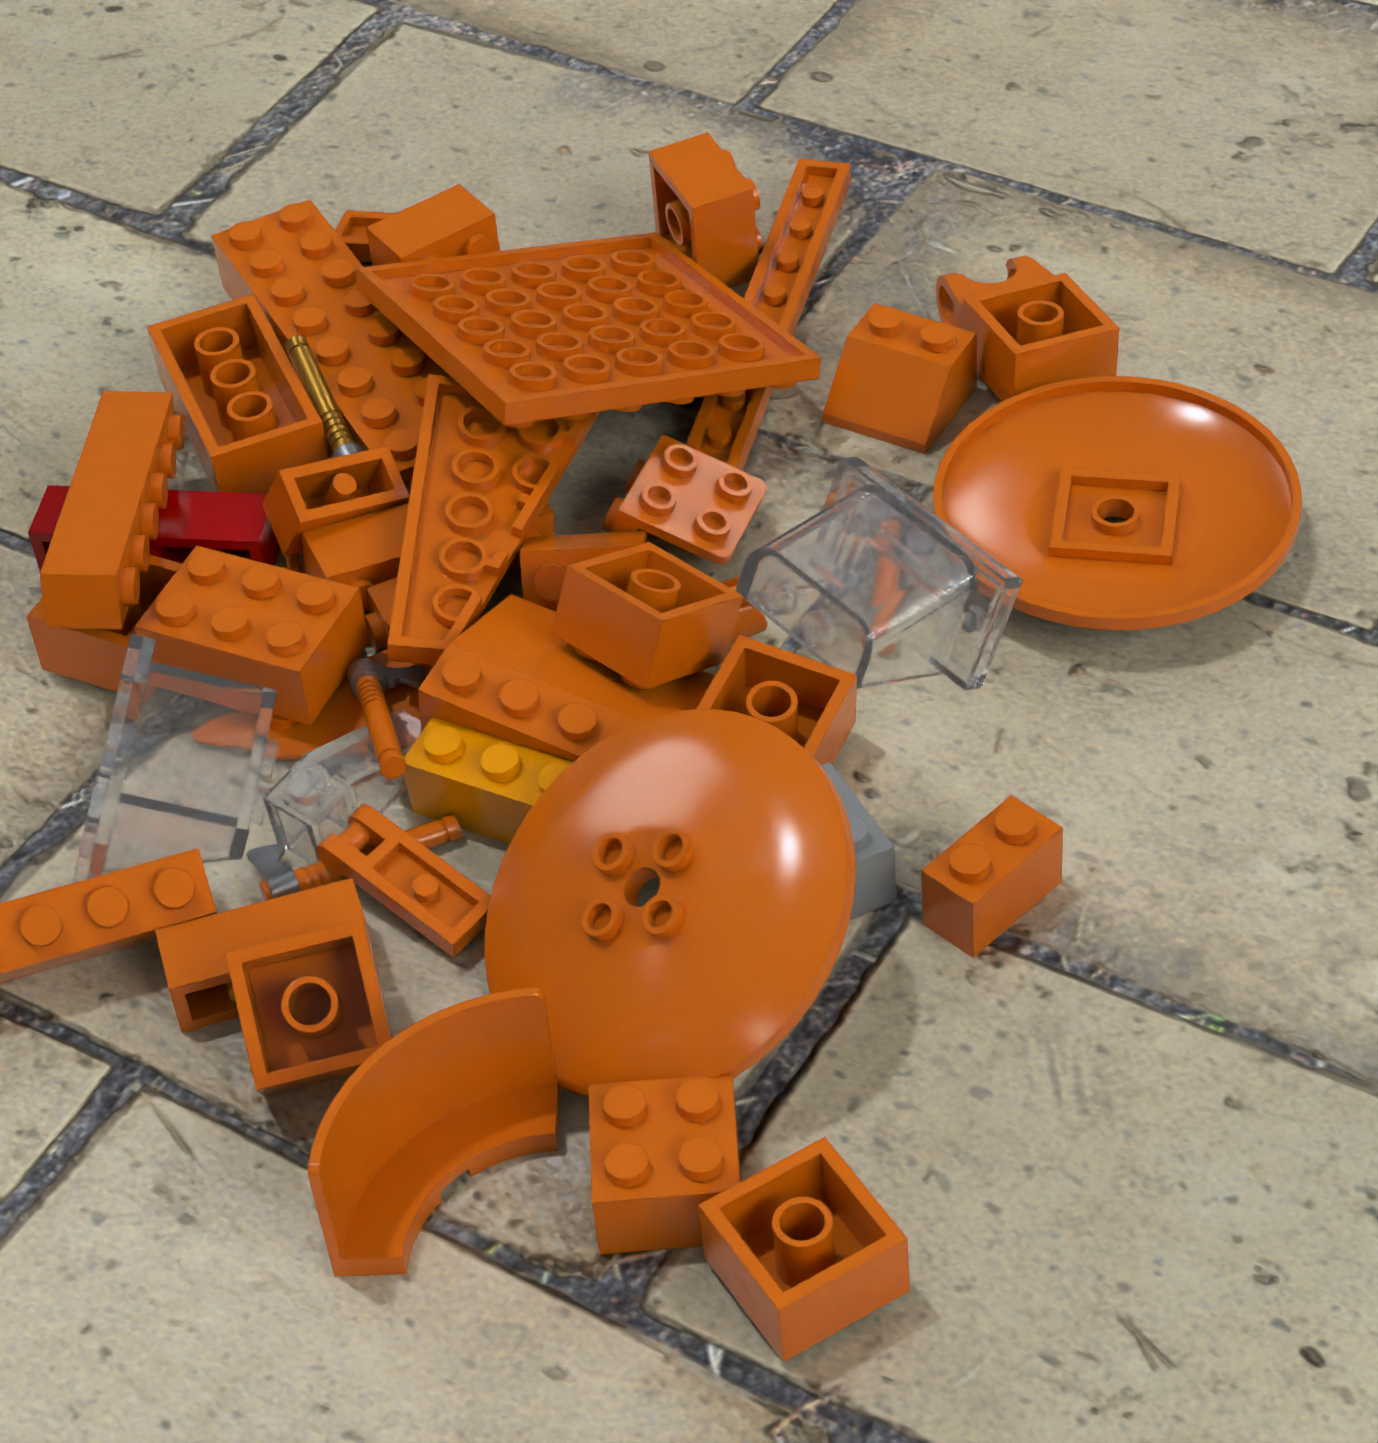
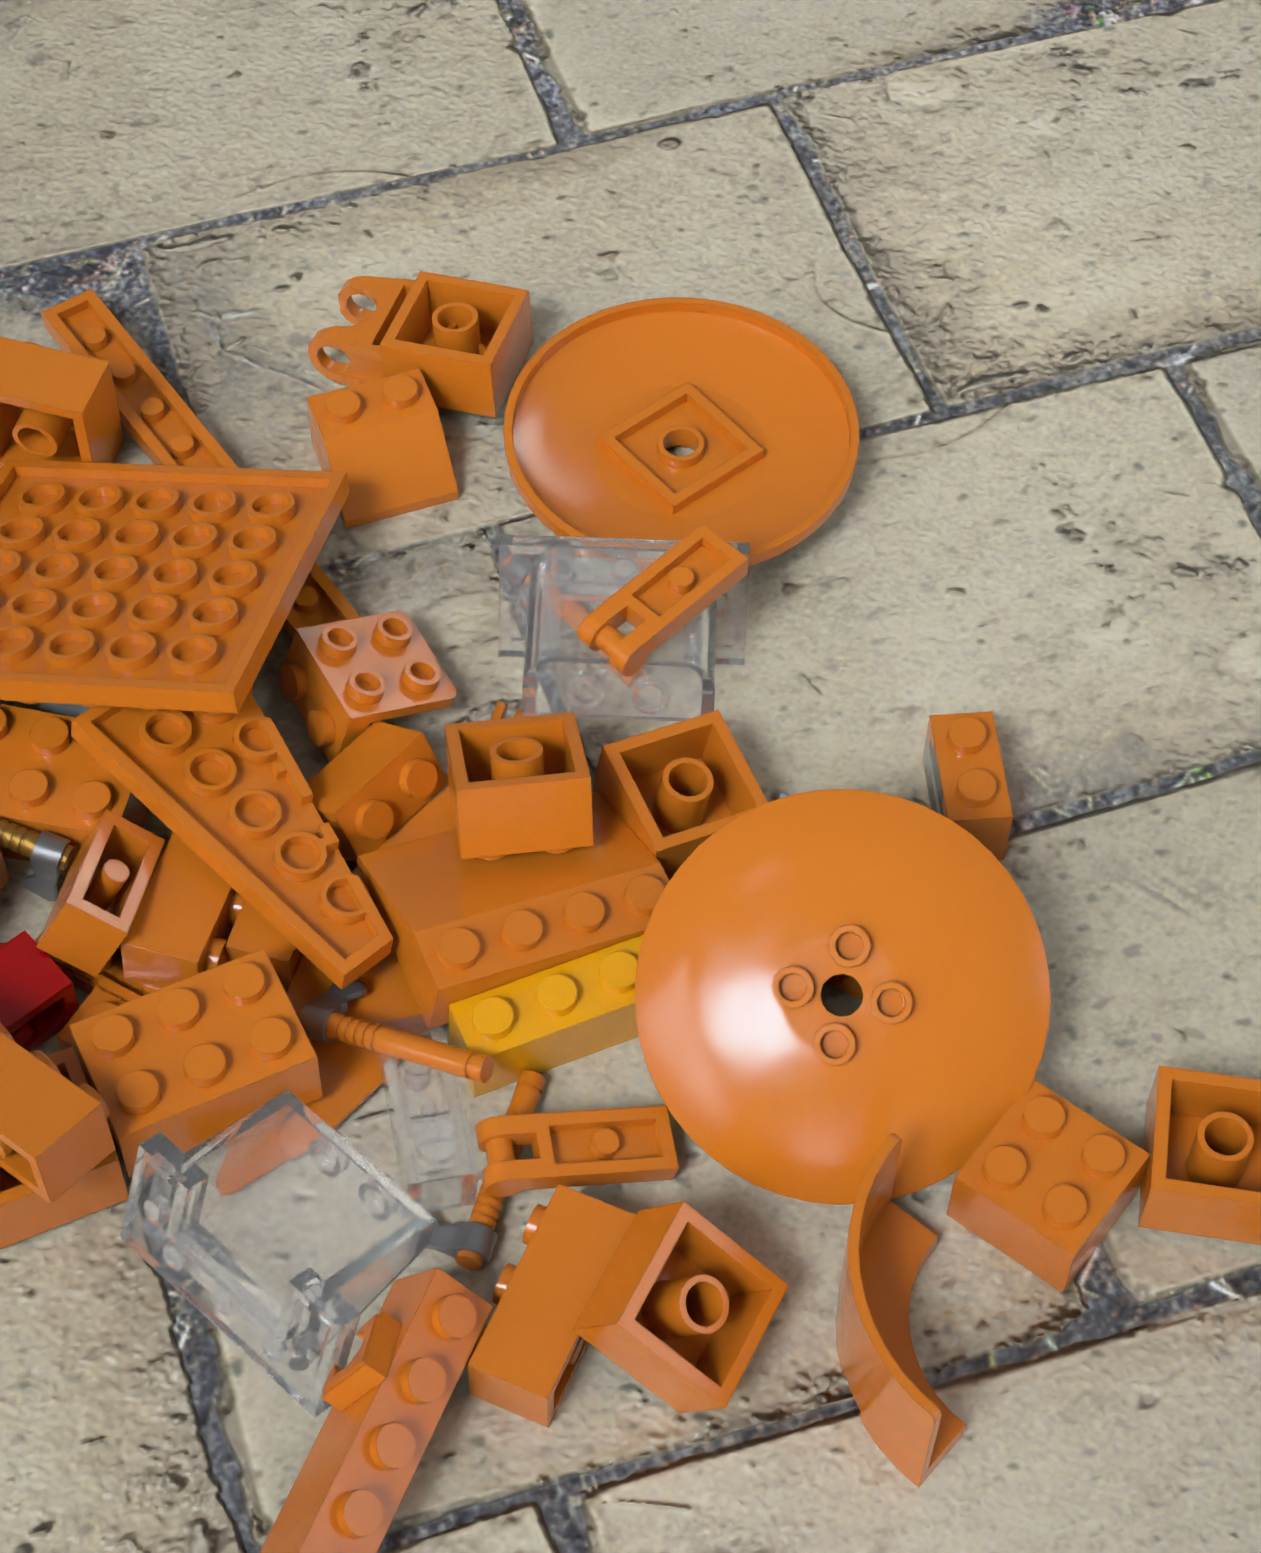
camera: 55 degrees left, 10 degrees up
(96, 863) = (368, 1366): none -> orange tile
(885, 558) = (663, 599): none -> orange plate

